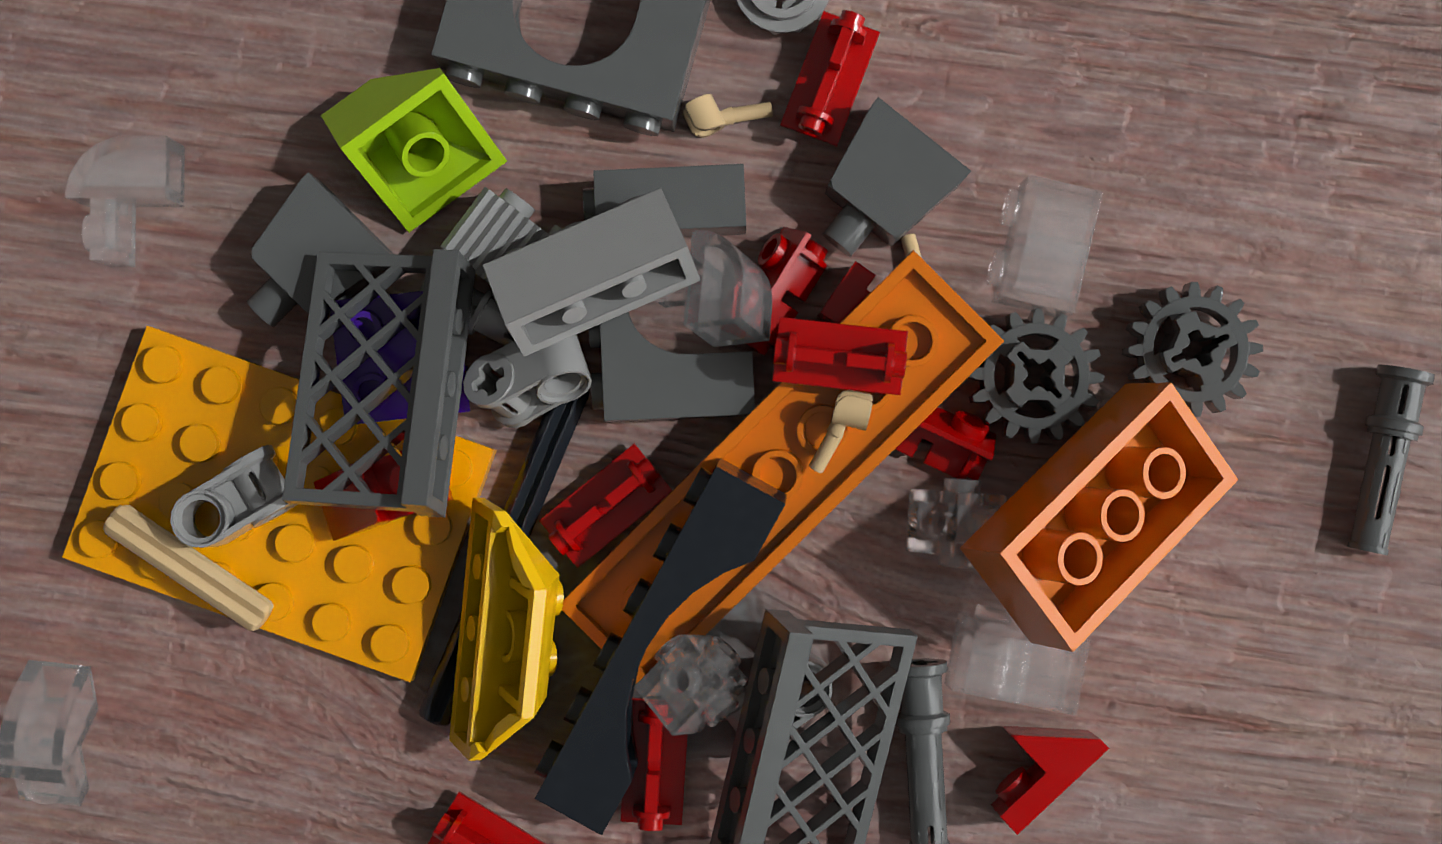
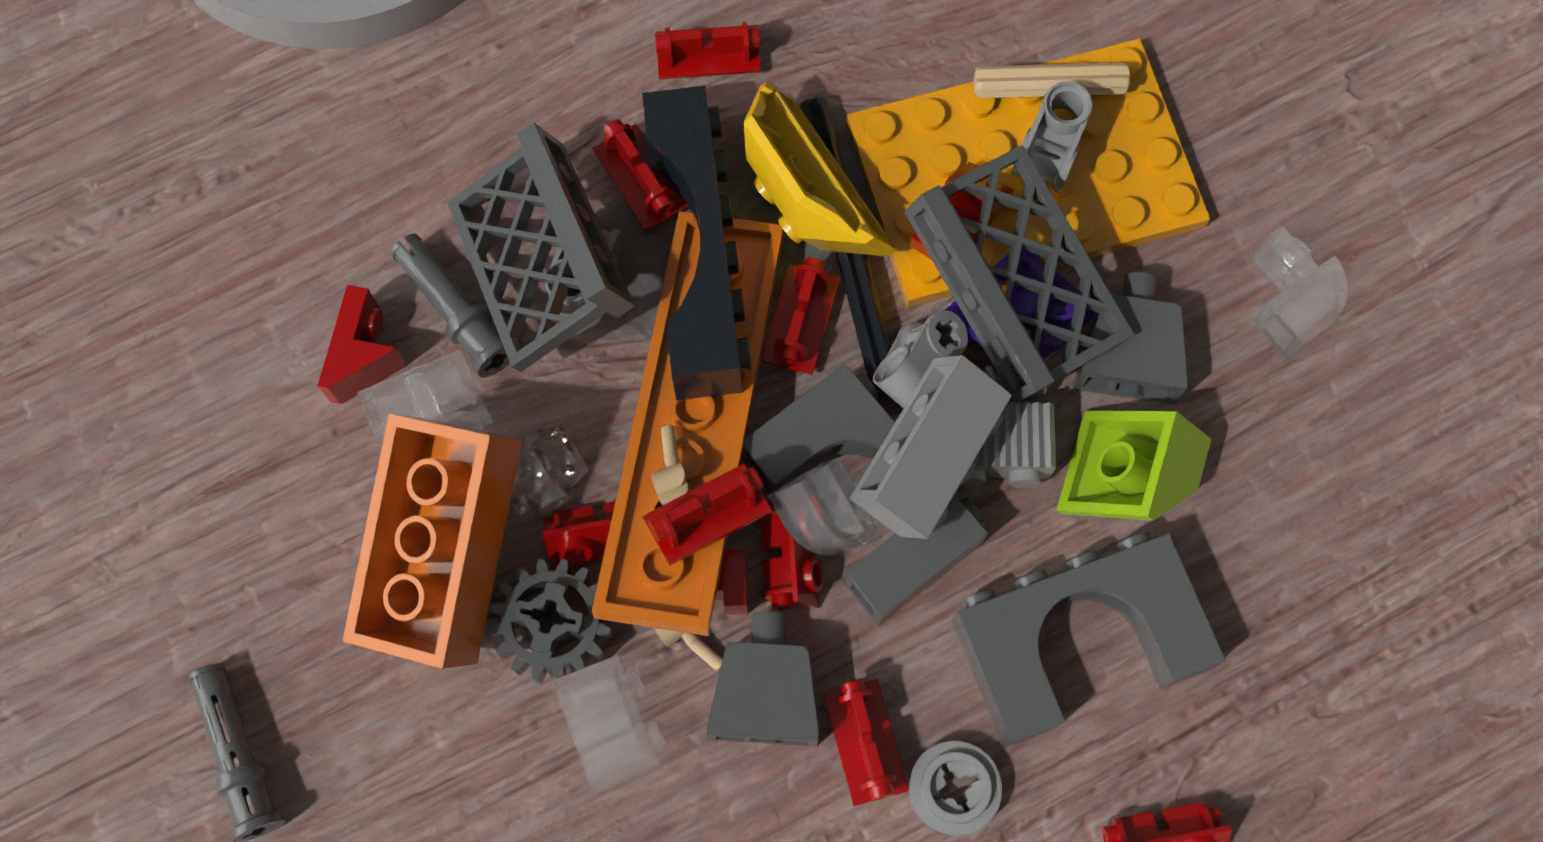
camera: 140 degrees right, 15 degrees down
(693, 683) = (650, 229): clear brick -> none
(706, 119) = (937, 644): tan hand -> none
(1183, 327) = (429, 745): dark grey gear -> none

